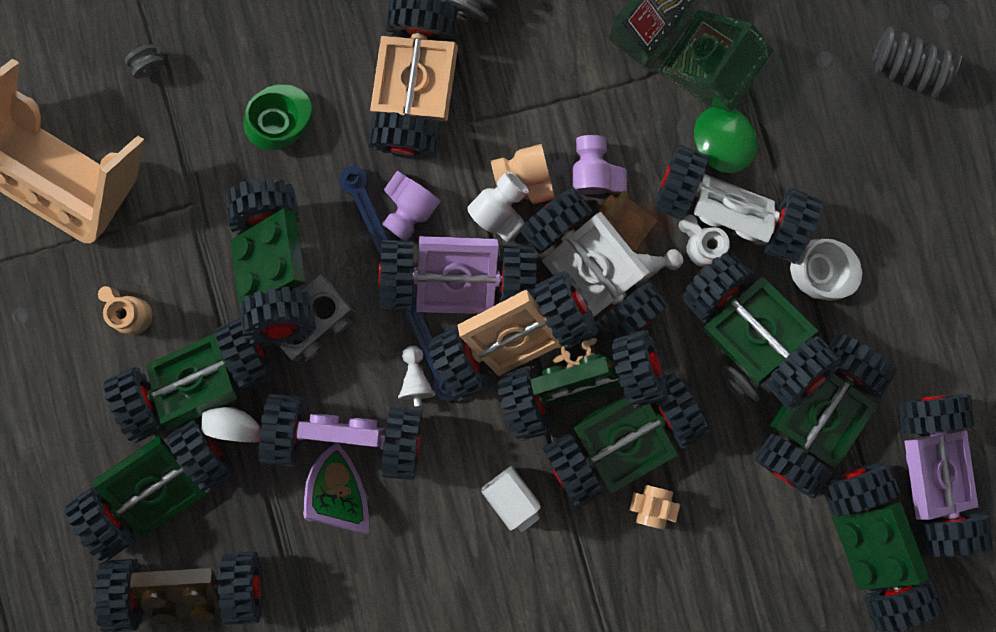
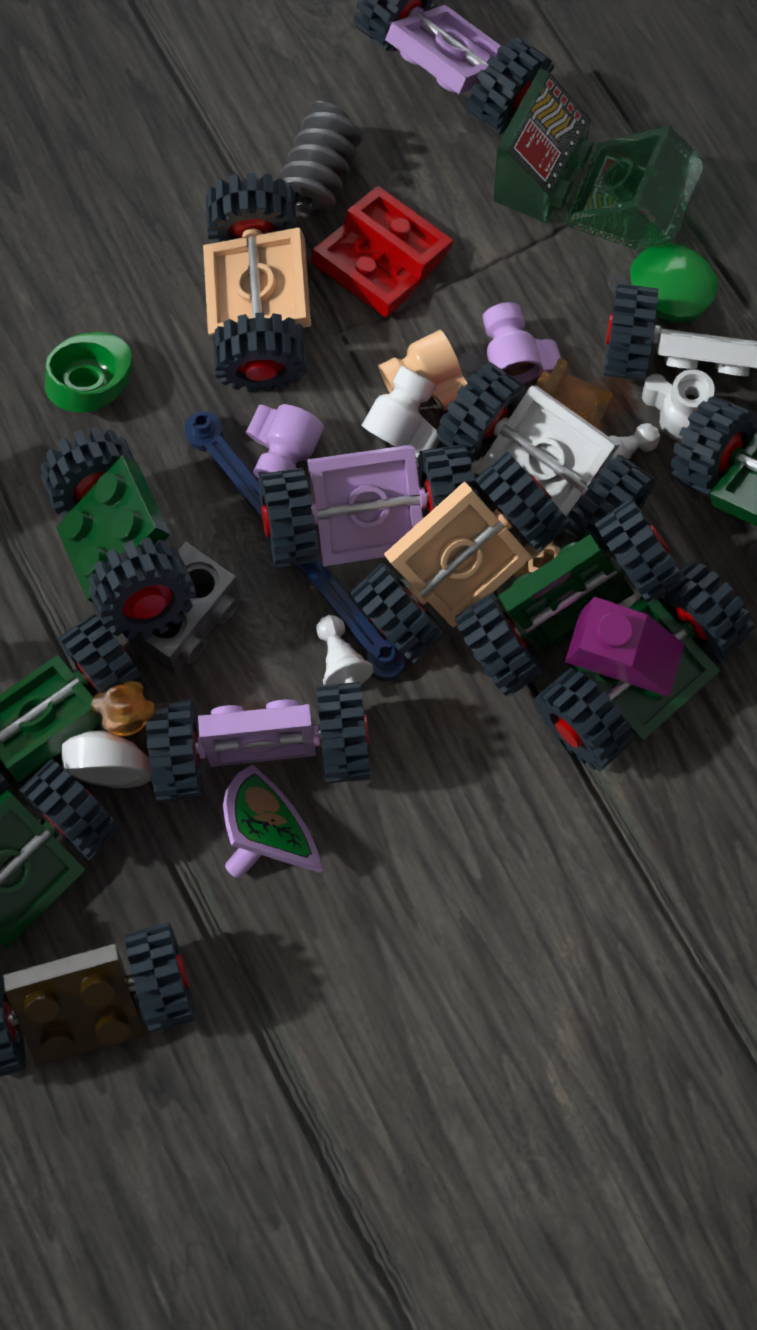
camera: 10 degrees left, 15 degrees down
(251, 408) = (123, 708): none -> clear orange plate
(512, 500) = (510, 771): white brick -> none
(515, 64) = (381, 251): none -> red slope
(611, 432) = (625, 646): none -> magenta slope
(654, 507) = (708, 748): light nougat gear -> none

